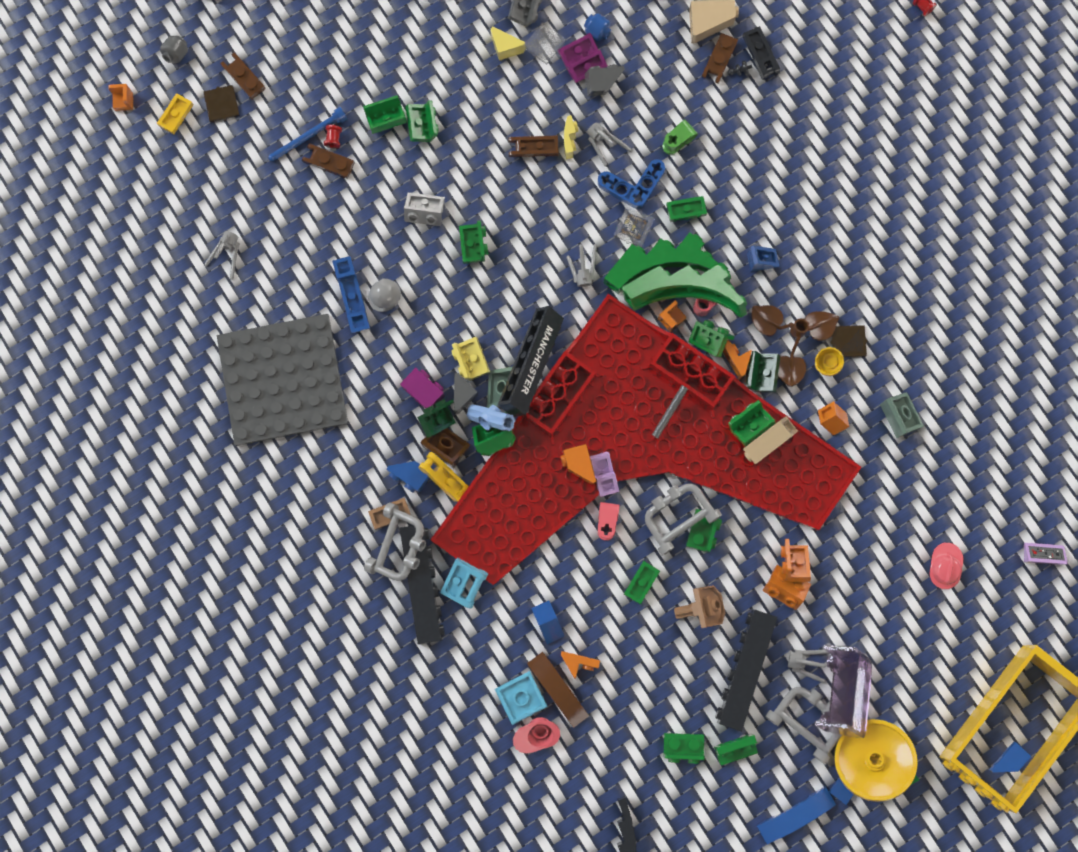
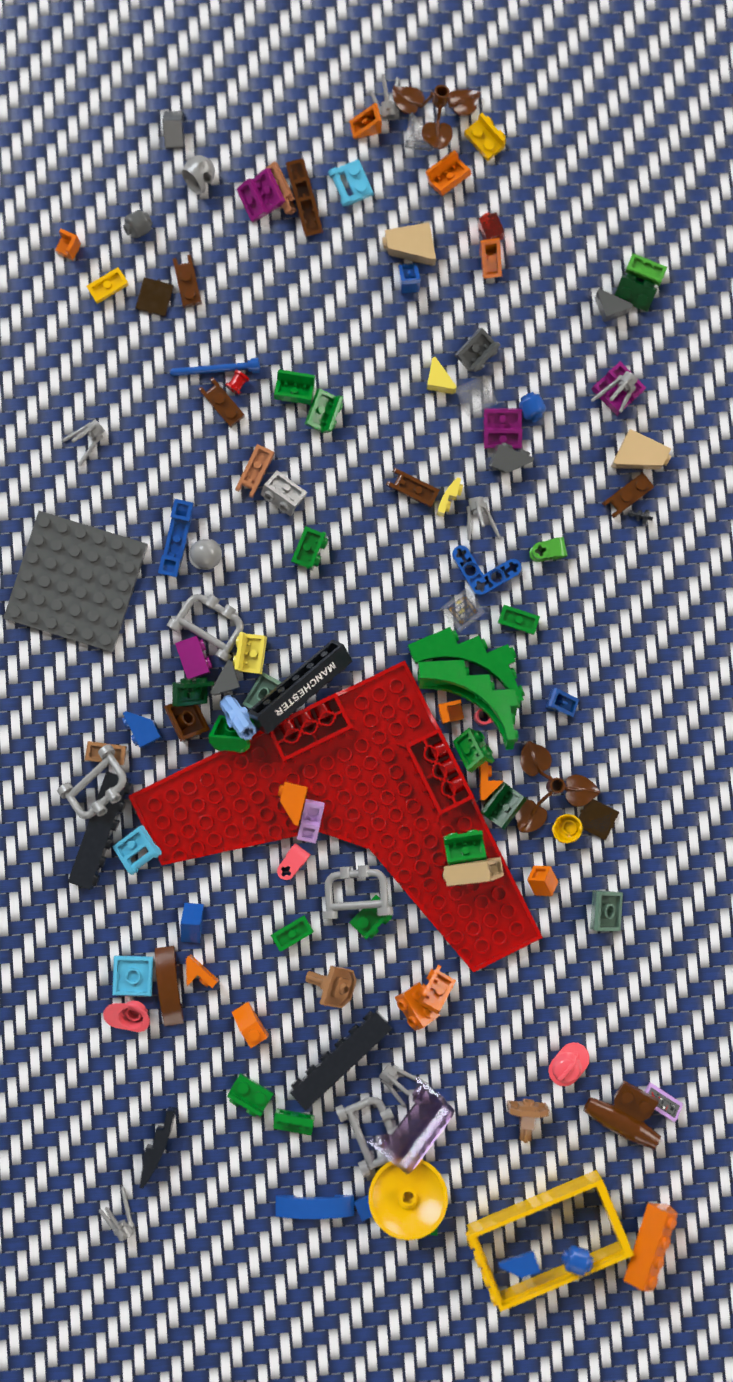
camera: 25 degrees right, 5 degrees up
(389, 201) = (255, 469): none -> nougat hinge
(413, 334) = (211, 602): none -> light grey bar
(443, 477) = (169, 747): yellow plate -> none
(584, 277) = (392, 632): light grey plant -> none
(649, 683) = (249, 1025): none -> orange slope
(670, 411) = (399, 797): dark grey bar -> none
(761, 52) = (668, 510): black plate -> none
(937, 626) = (528, 1111): none -> medium nougat piece
(1022, 580) = (627, 1114): none -> reddish brown plate
(1057, 728) = (577, 1260): none -> blue head

